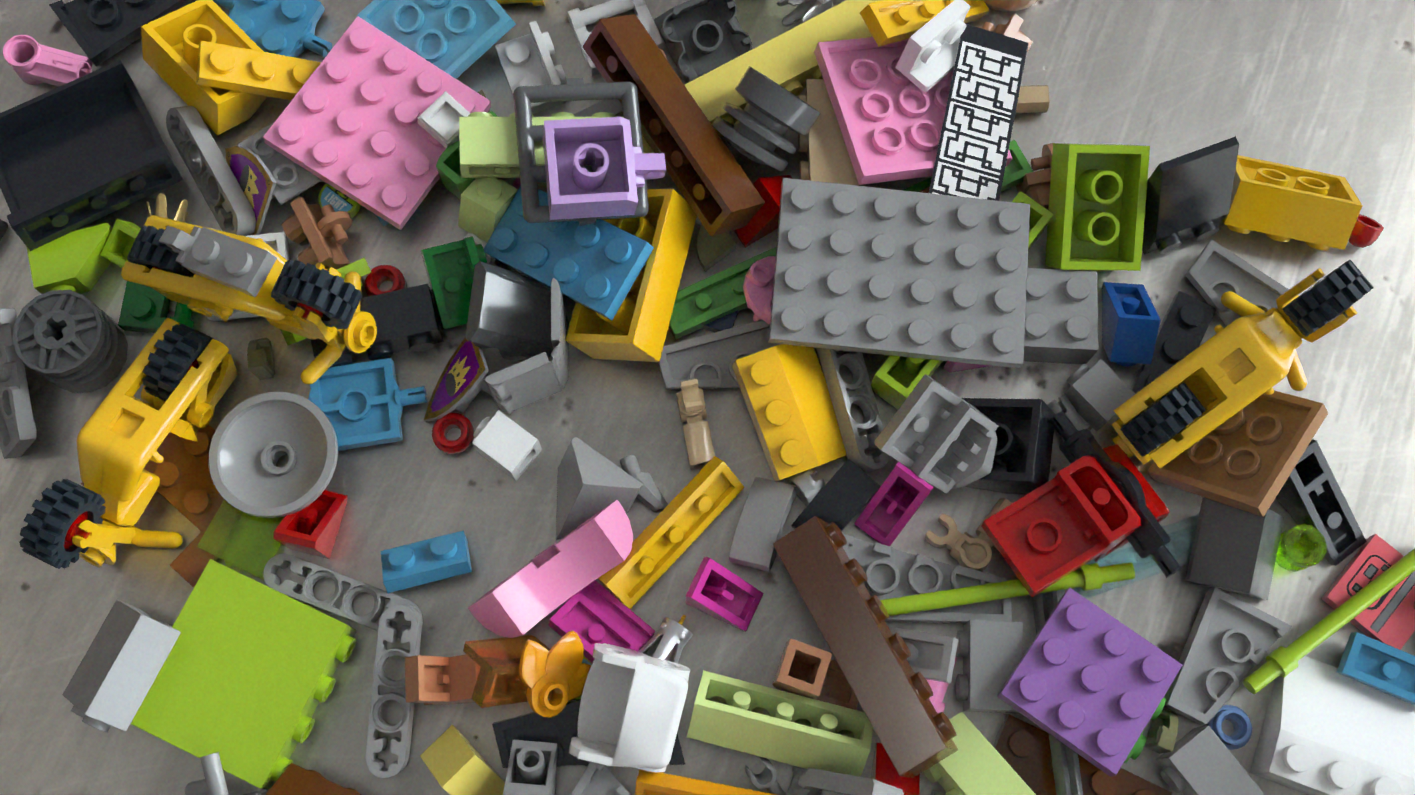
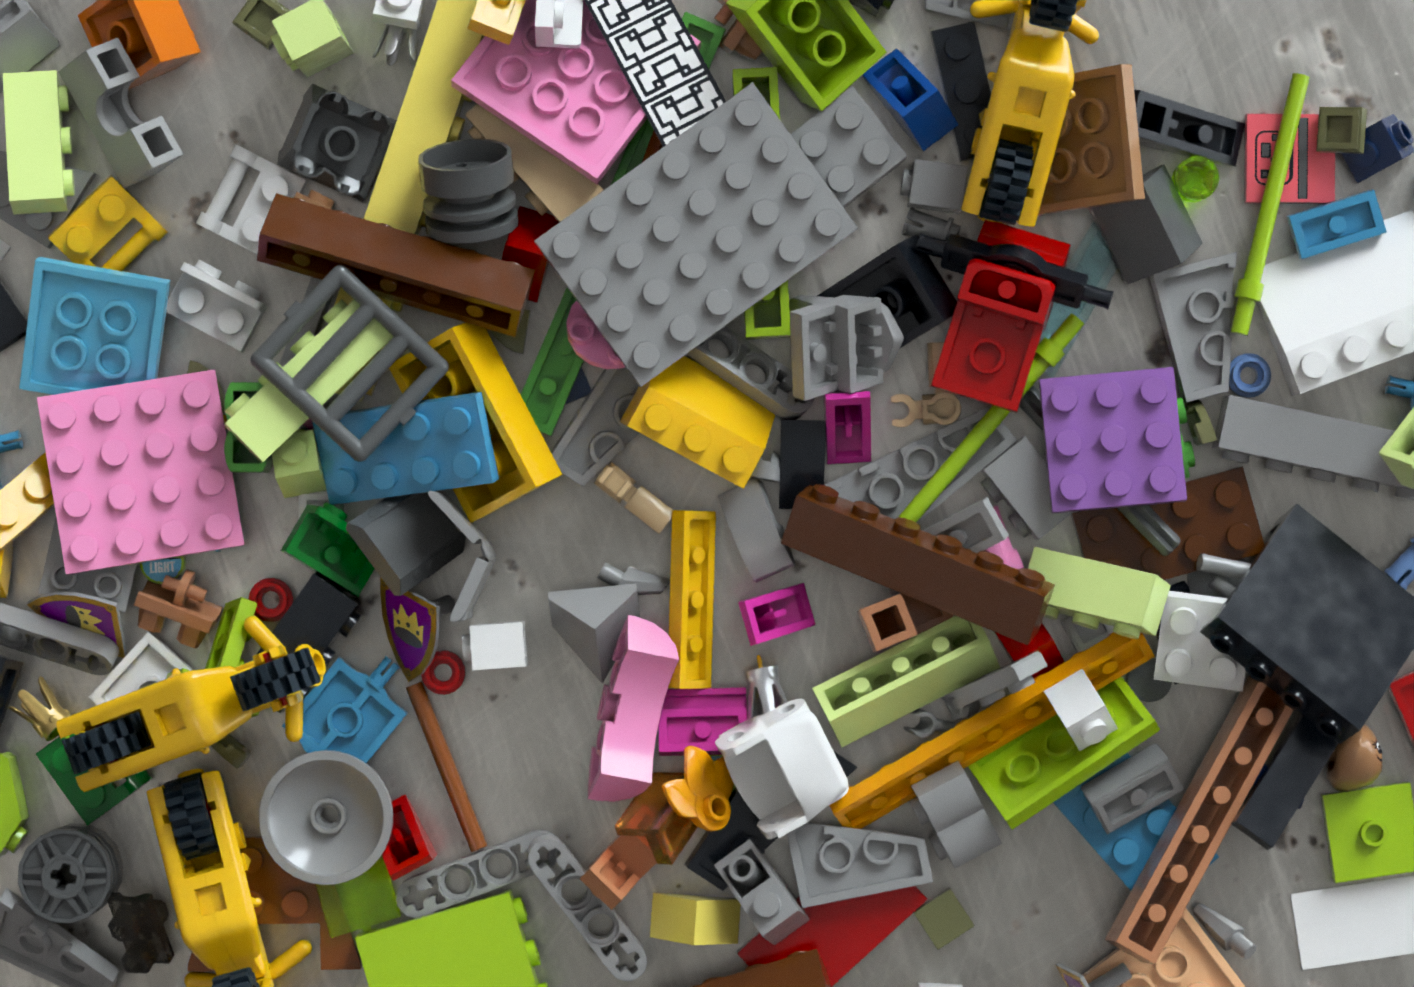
camera: 45 degrees left, 15 degrees up
(73, 410) = (140, 927): none -> clear smoke hips
(120, 242) = (31, 756): lime slope -> none
(220, 258) = (170, 715): light grey hinge -> none
(393, 502) = (446, 766): none -> dark orange bar
(425, 561) = (519, 791): dark azure plate -> none
(442, 119) = (201, 423): white tile -> none
(615, 163) = (411, 380): lavender hinge -> none

